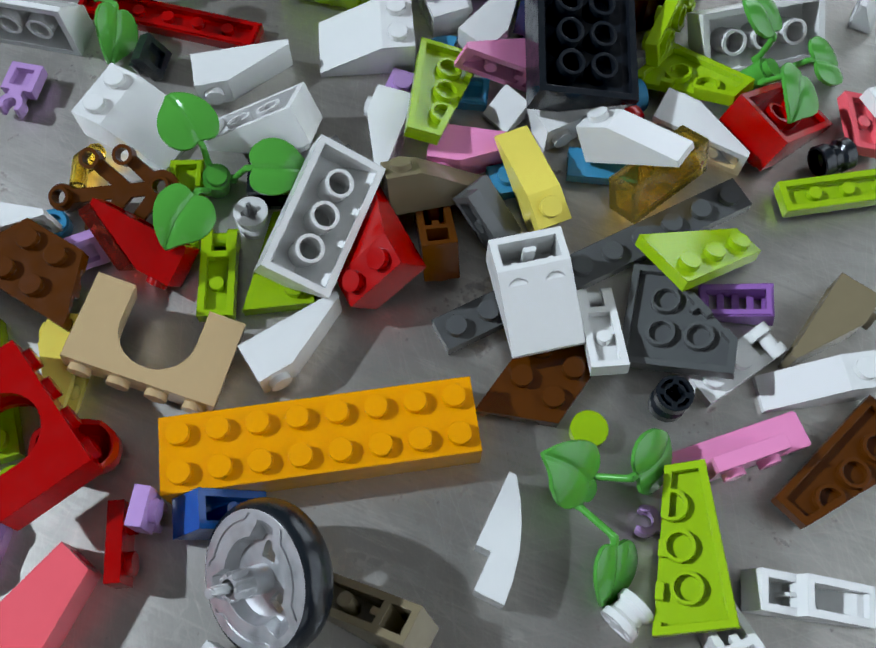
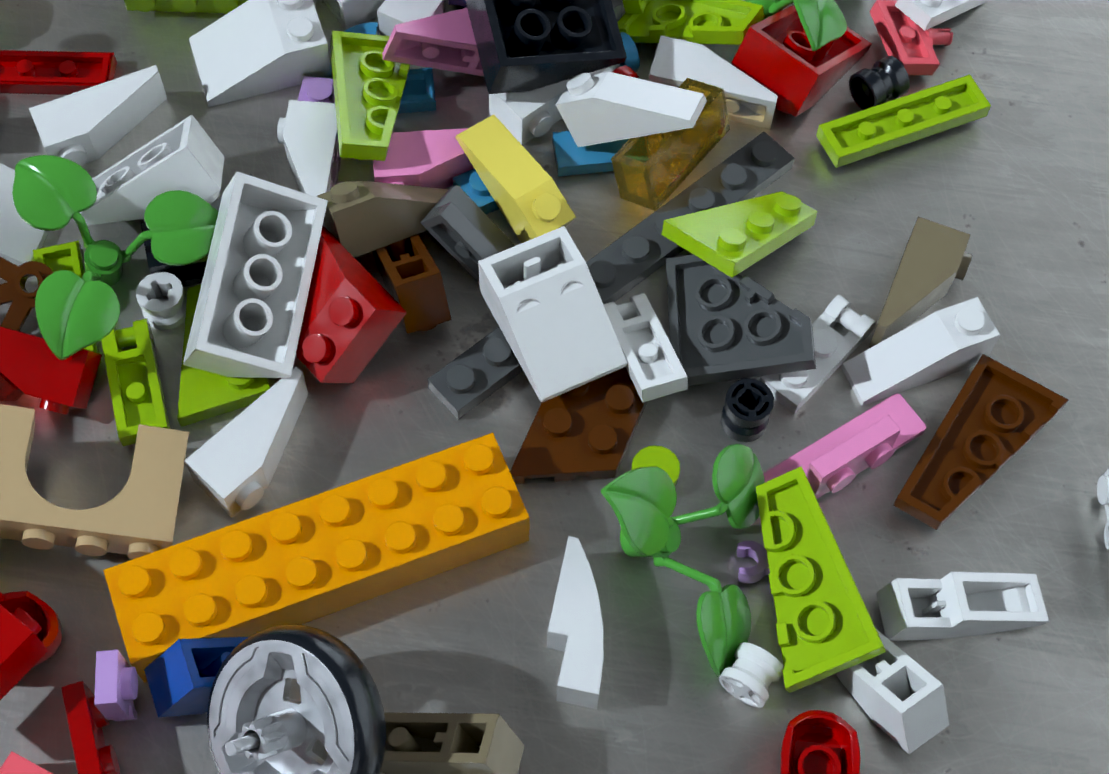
camera: 15 degrees left, 5 degrees down
(506, 109) = (462, 101): white slope -> none
(756, 291) = (811, 264): medium lavender slope -> none

